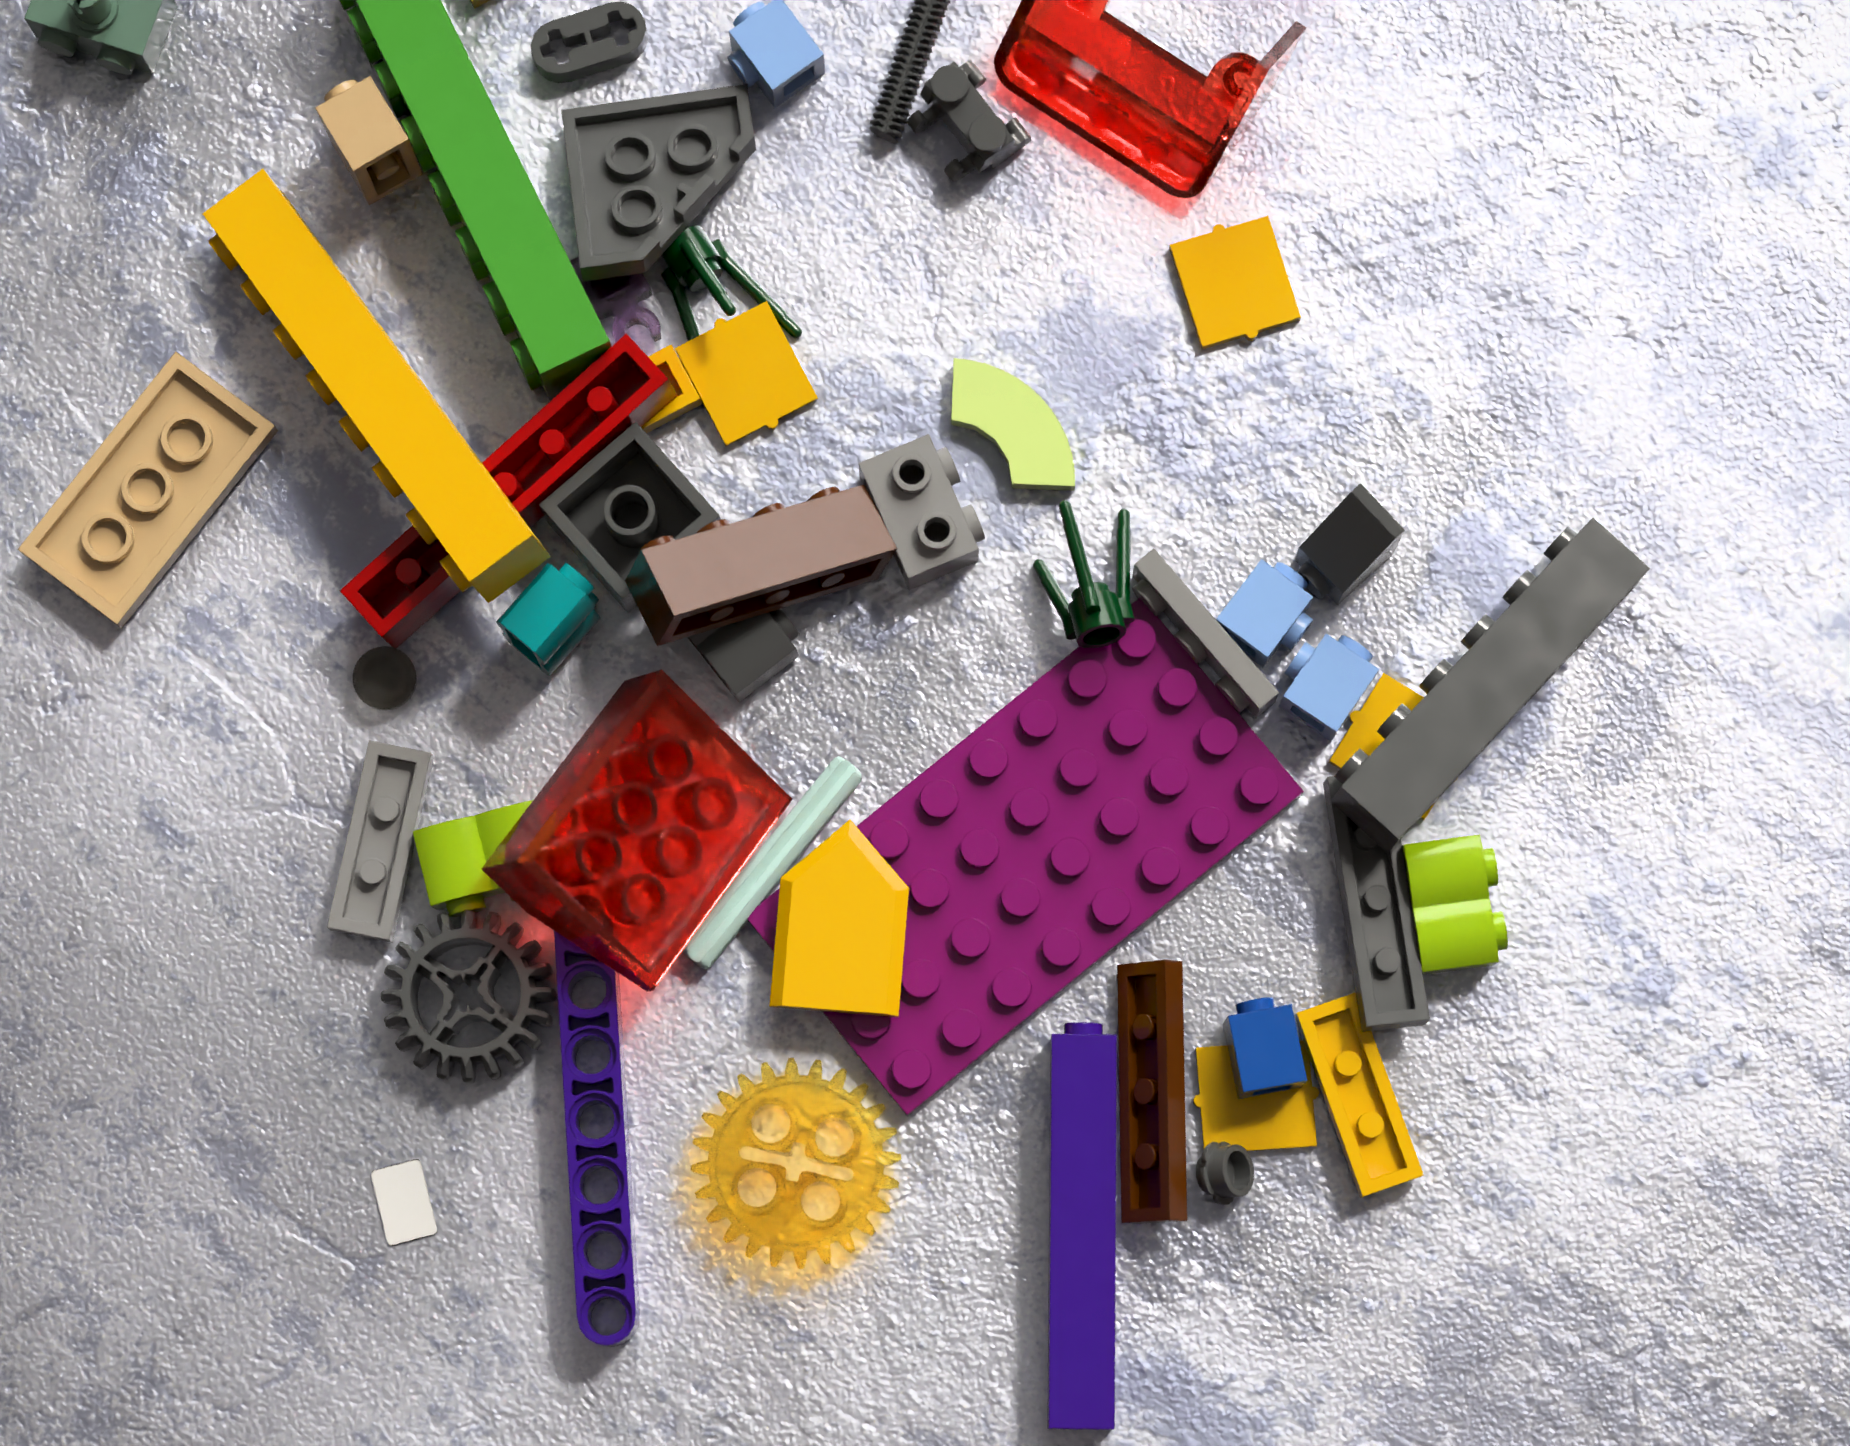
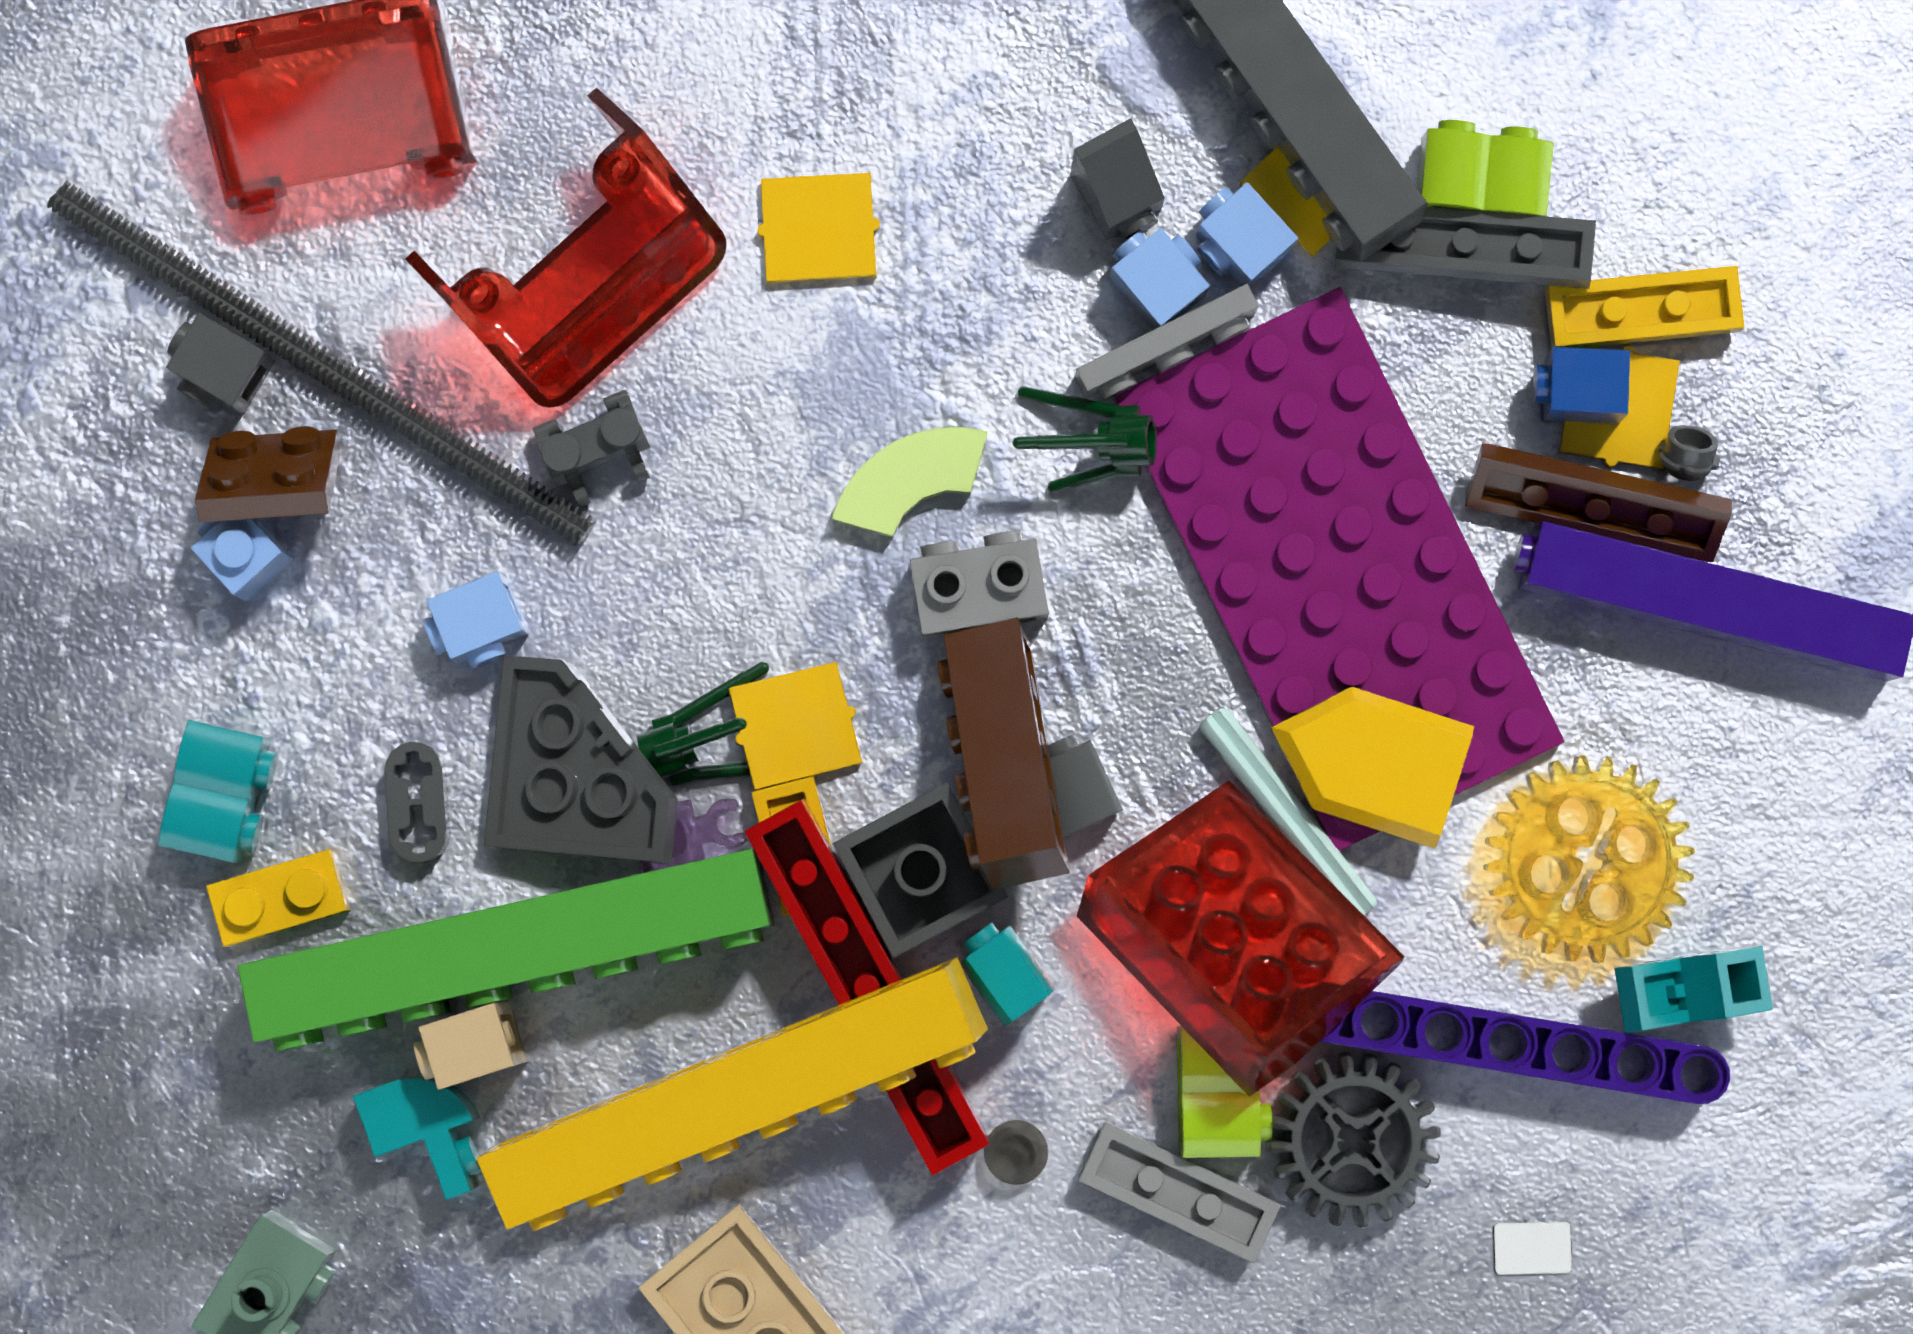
camera: 80 degrees left, 5 degrees up
(288, 95) = (415, 1111): none -> teal brick
(689, 1289) = (1693, 988): none -> teal brick

